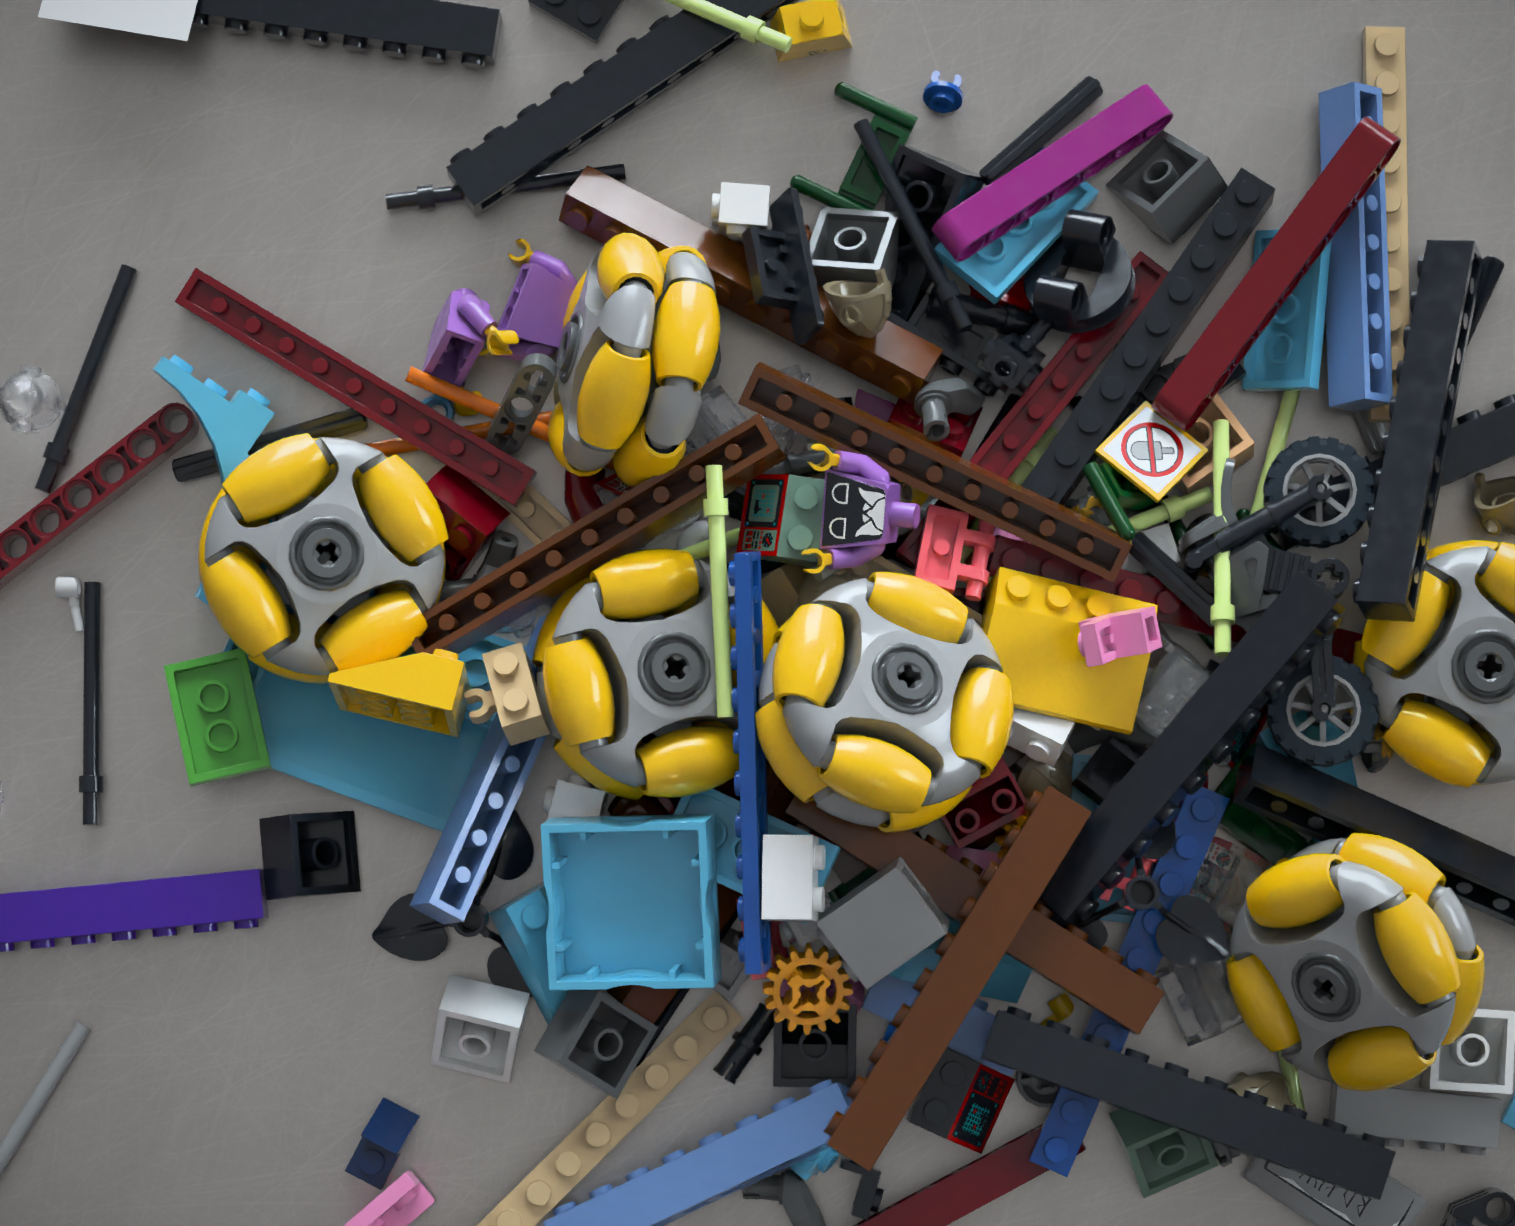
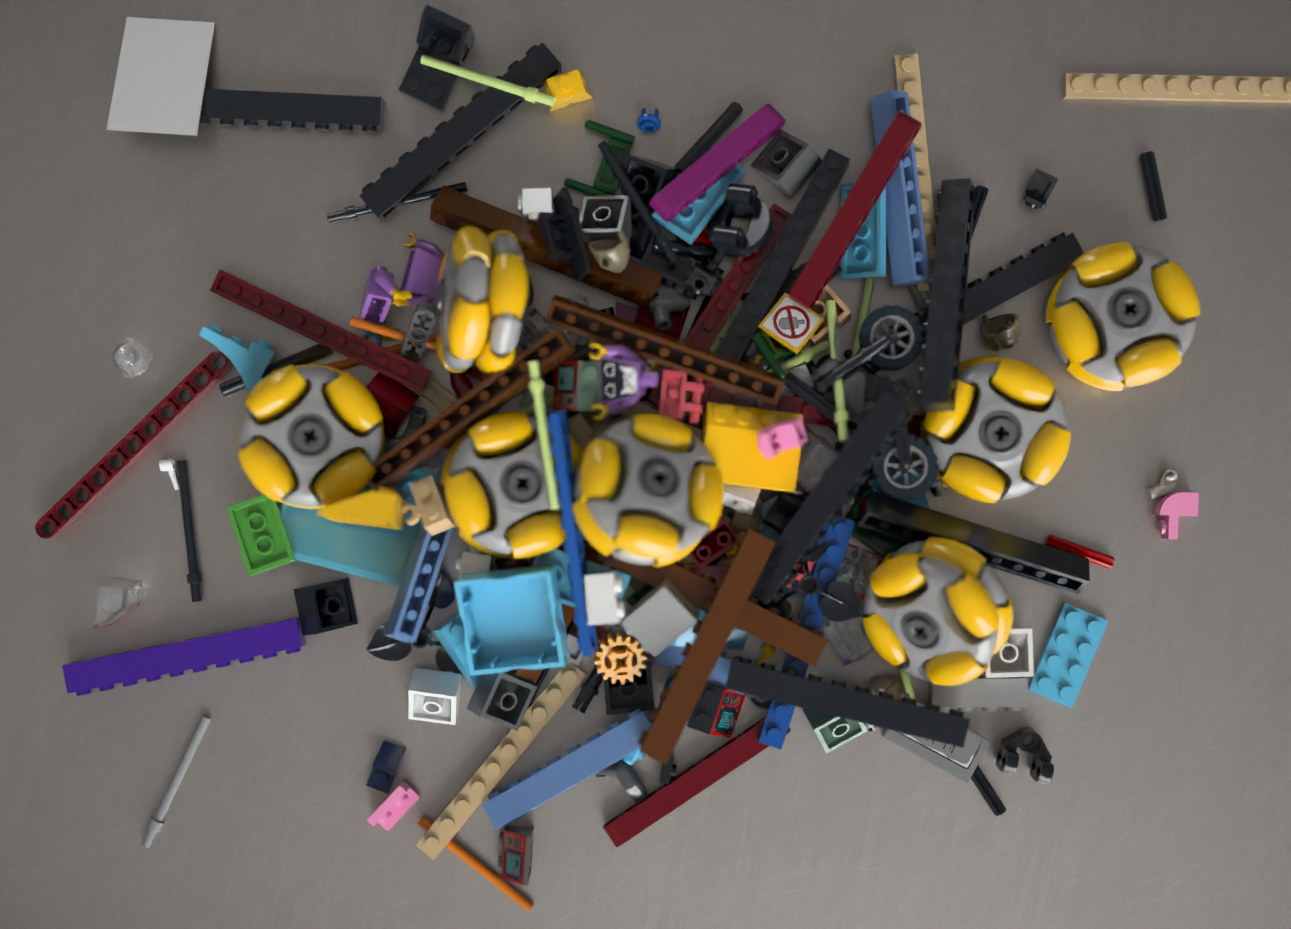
camera: 10 degrees left, 5 degrees up
(57, 451) = (152, 386): black bar -> none

